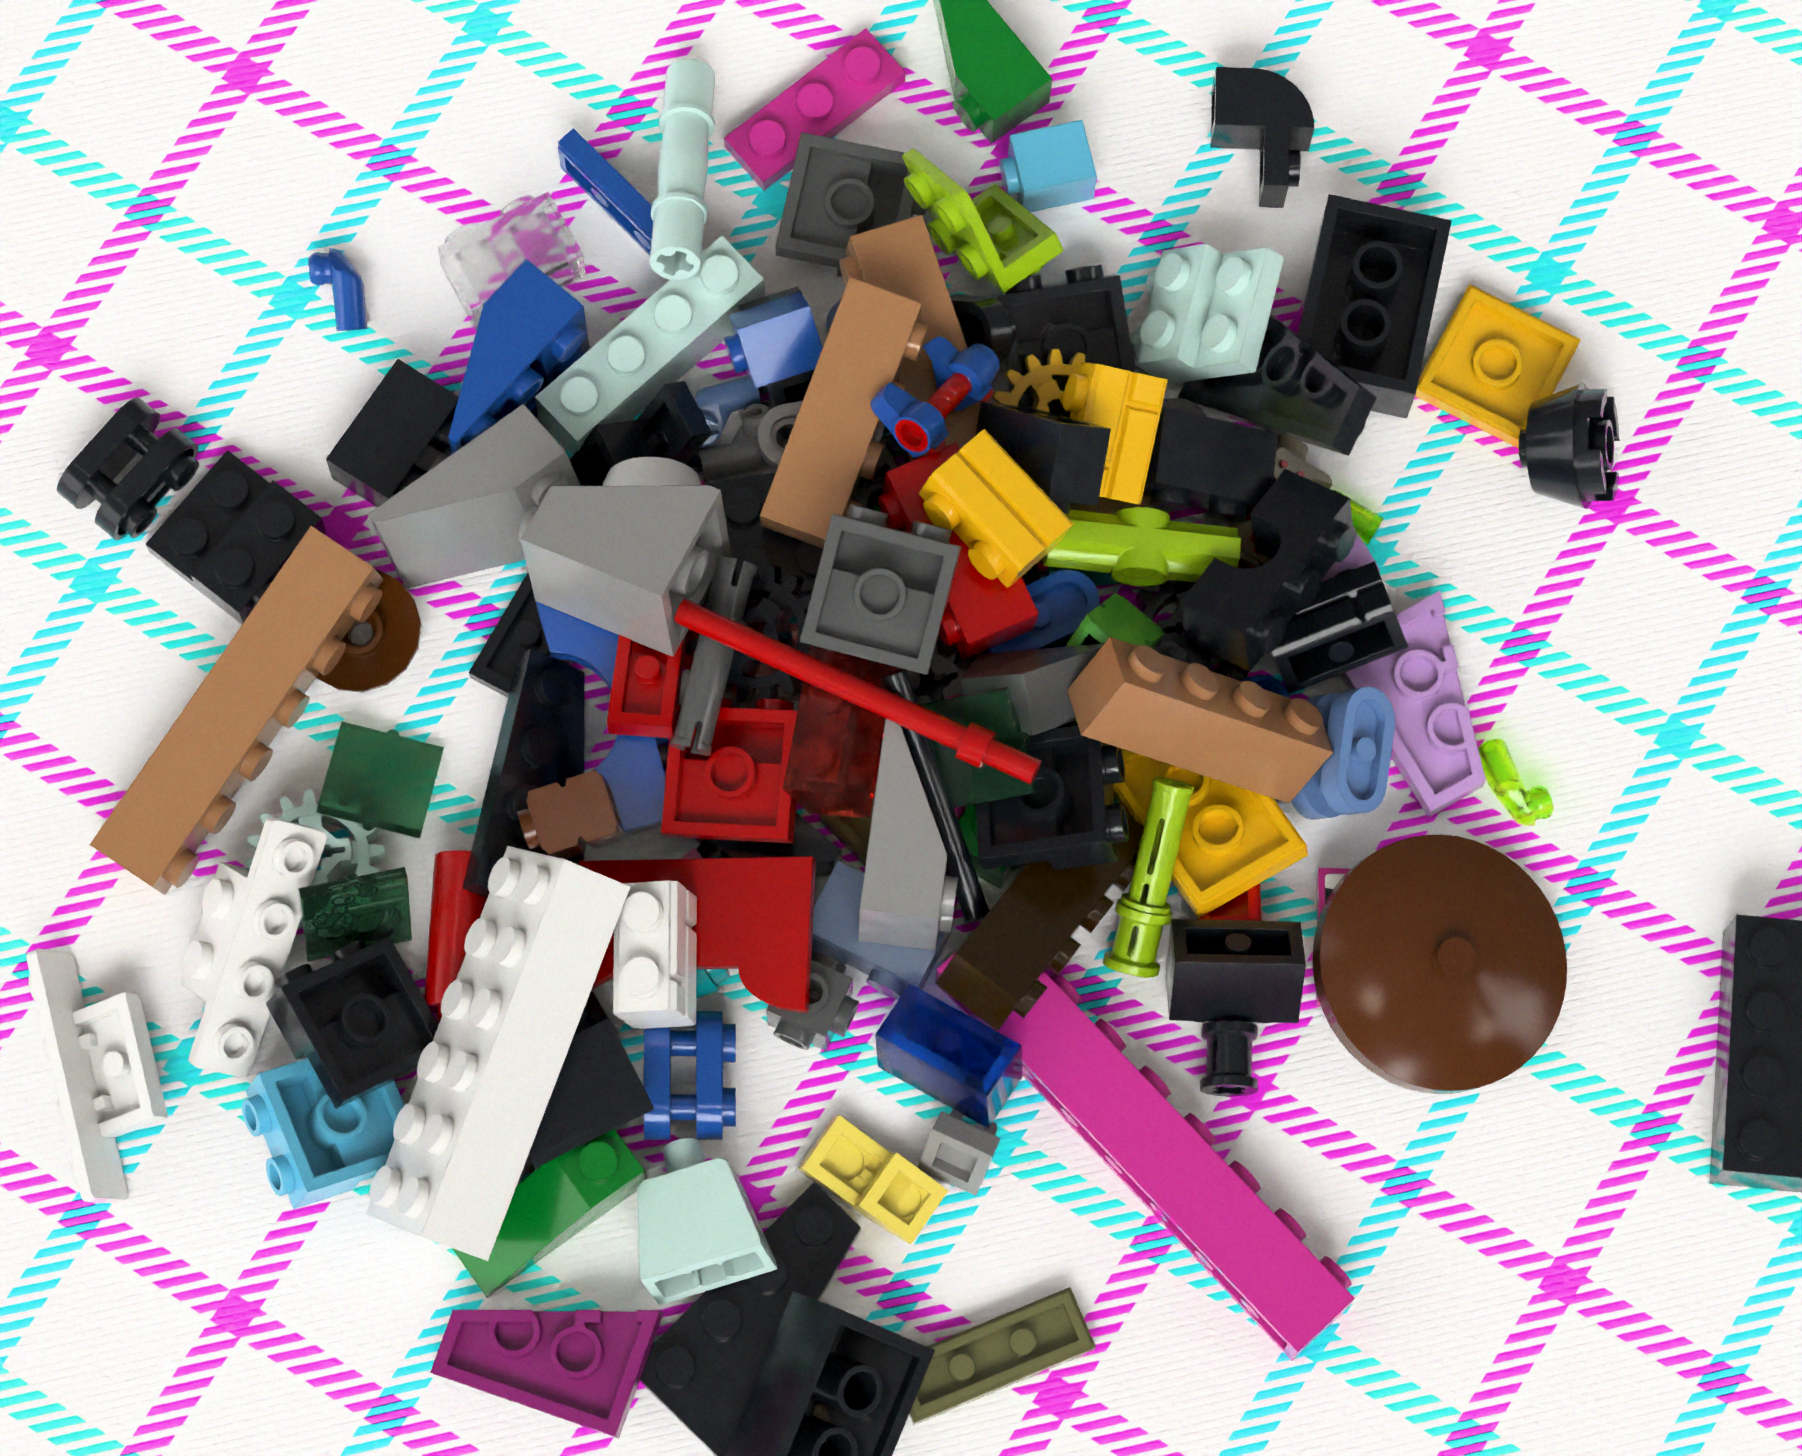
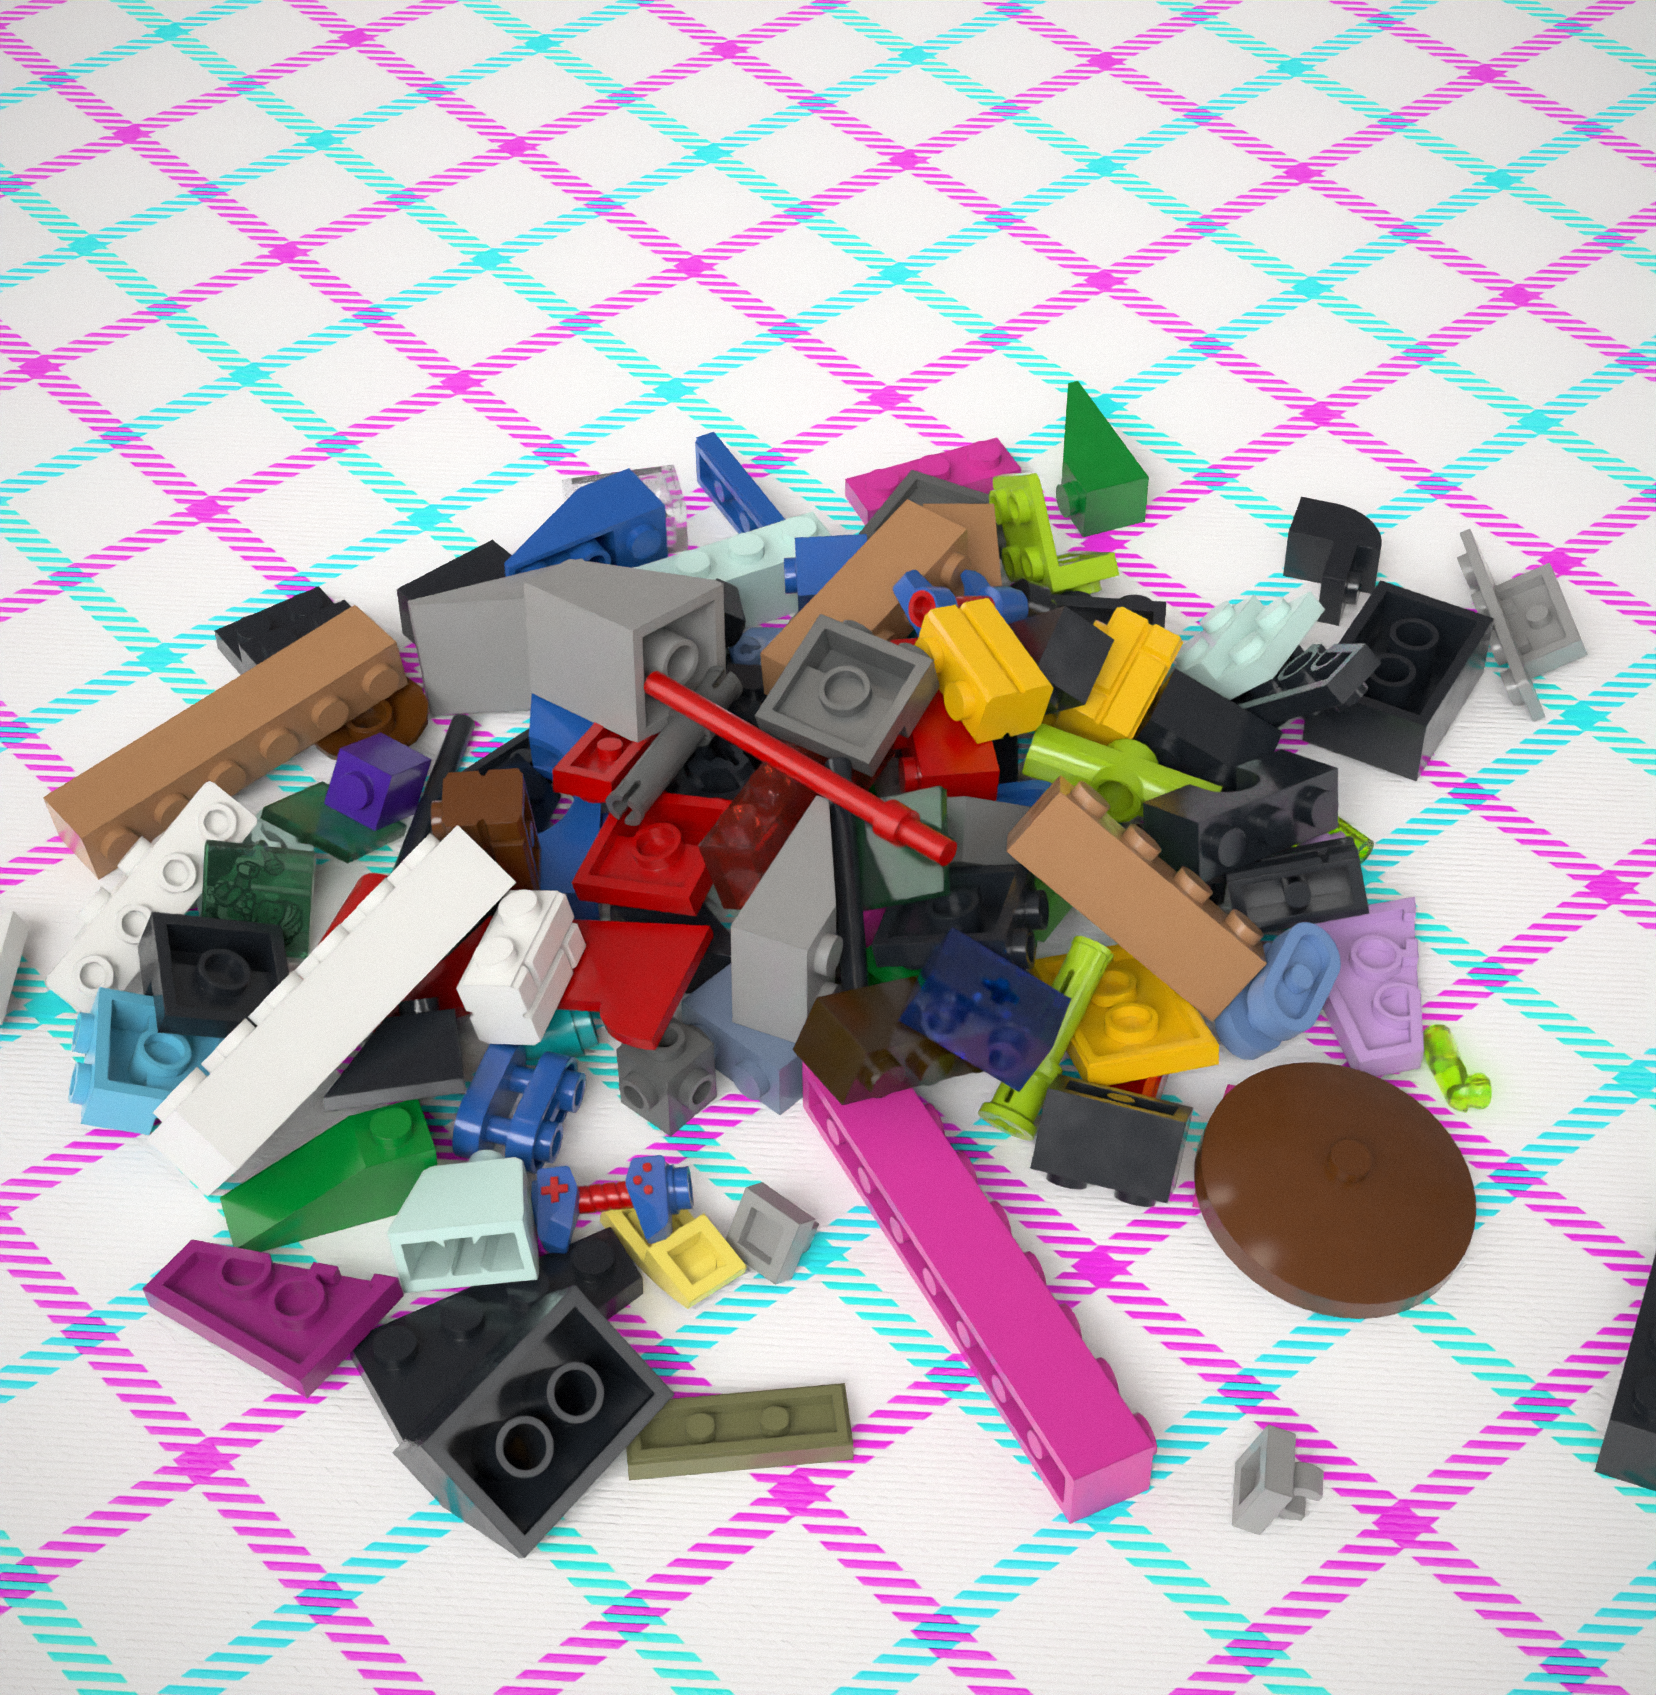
camera: 20 degrees right, 30 degrees down
(131, 503) = (225, 577): black brick -> none
(346, 285) = (474, 509): blue arm -> none
(406, 722) = (377, 781): none -> dark purple brick
(457, 716) = (447, 761): none -> black bar
(682, 169) = (783, 481): light aqua piece -> none
(847, 1147) = (650, 1188): none -> blue piece
(949, 1055) = (788, 1136): clear blue brick -> none
(1049, 167) = (1138, 539): medium azure brick -> none
(1103, 908) = (985, 1009): none -> clear blue brick
(1229, 1058) = (1081, 1231): black bush -> none
(1451, 1289) = (1272, 1482): none -> light grey tile
(1475, 171) = (1530, 623): none -> light grey bracket
(1494, 364) = (1515, 764): yellow tile -> none
(1572, 446) = (1576, 810): black cone -> none

